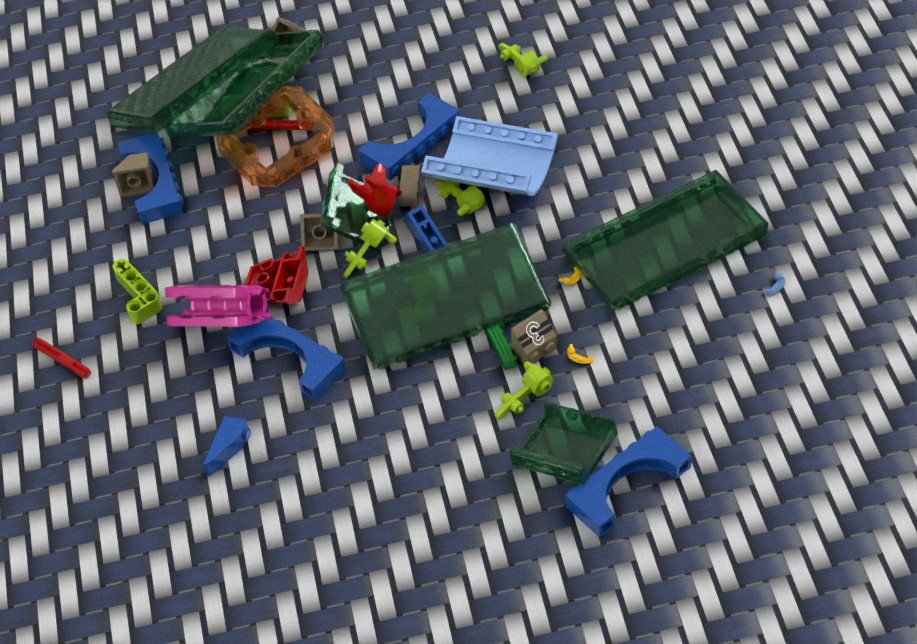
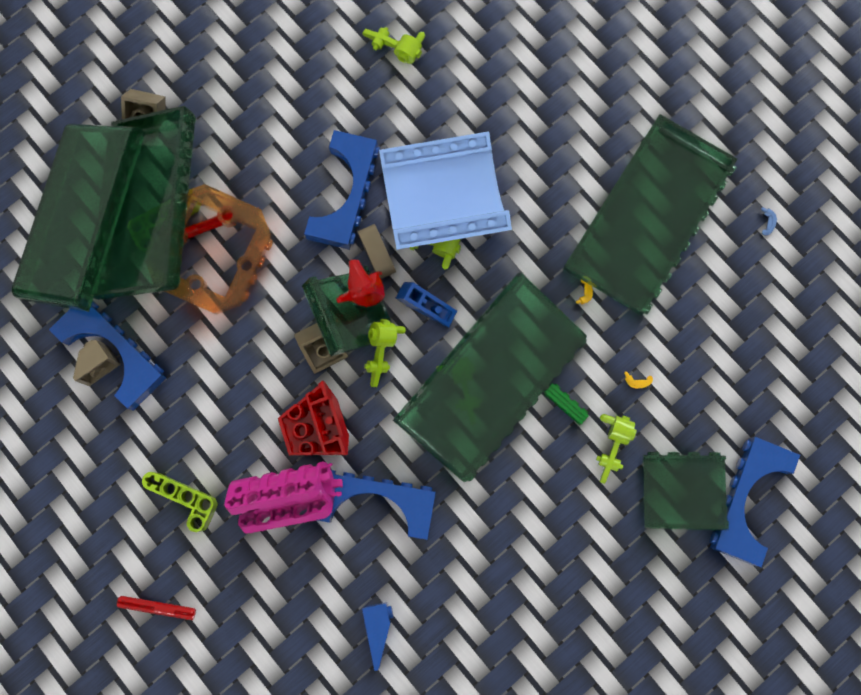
camera: 30 degrees left, 30 degrees up
(533, 338) = (596, 388): dark tan slope -> none

